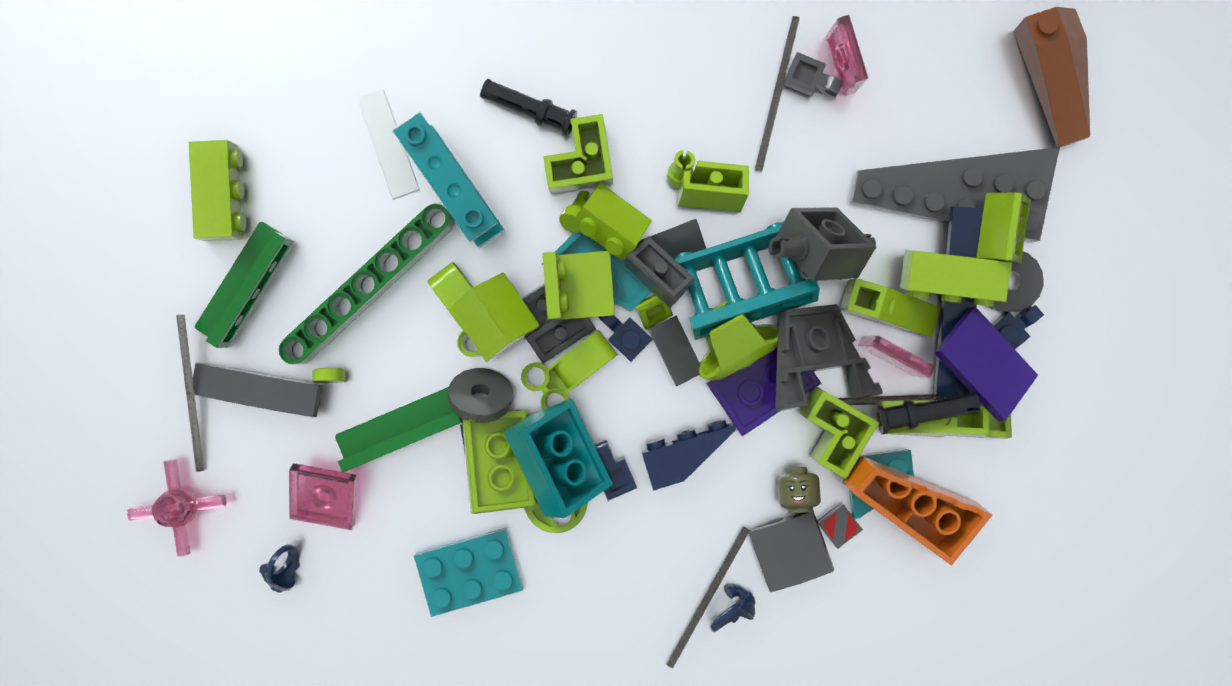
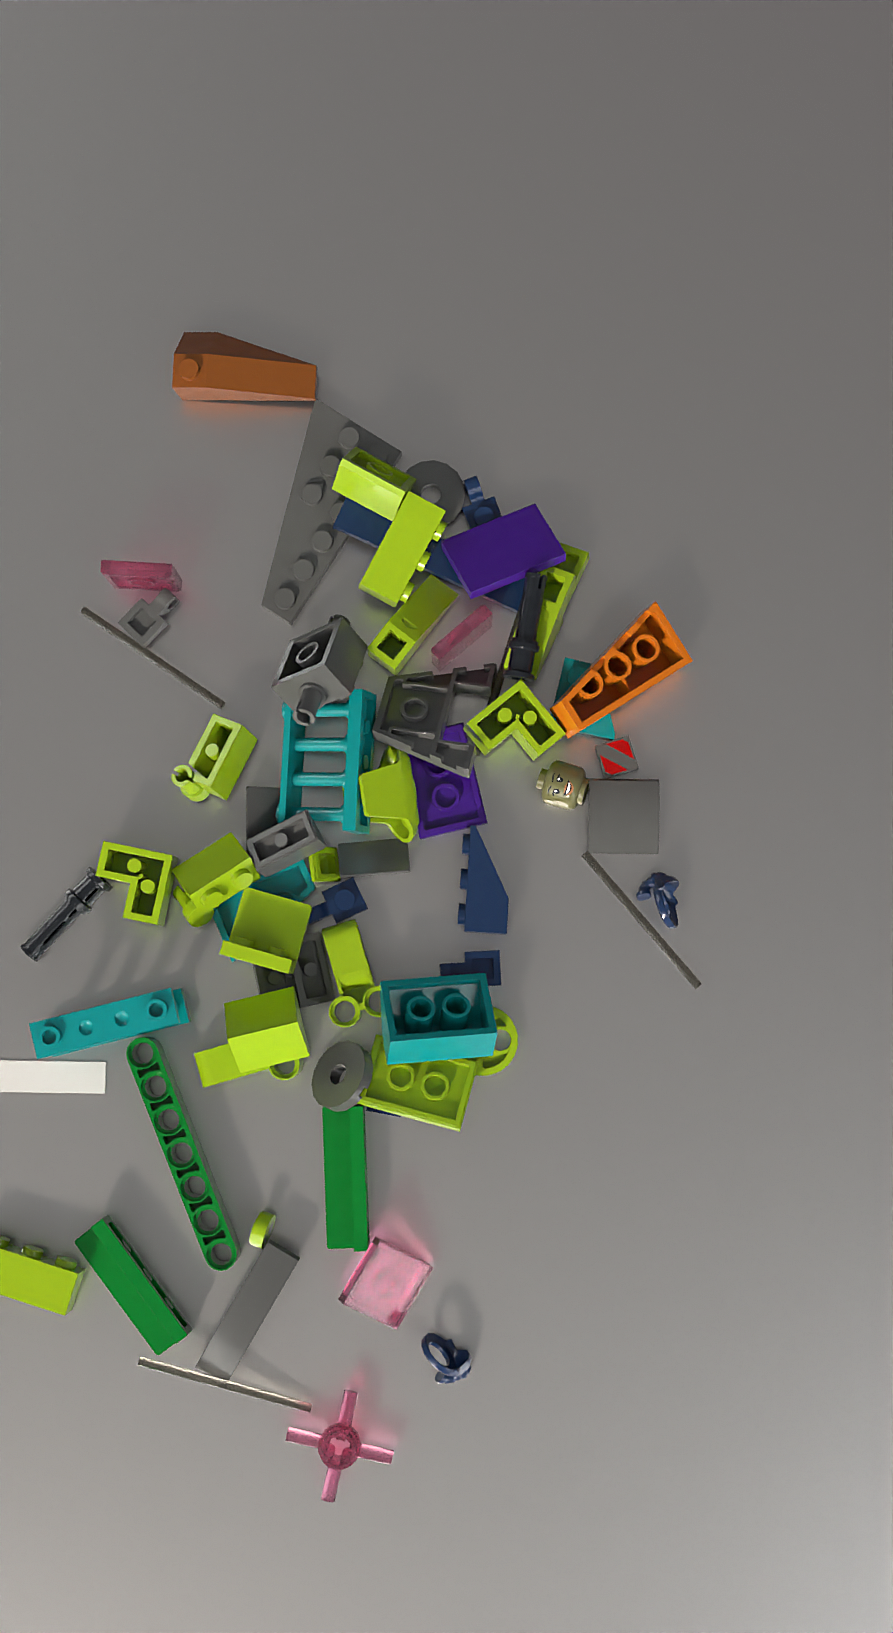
camera: 65 degrees left, 5 degrees down
(468, 572) = (523, 1160): teal plate -> none

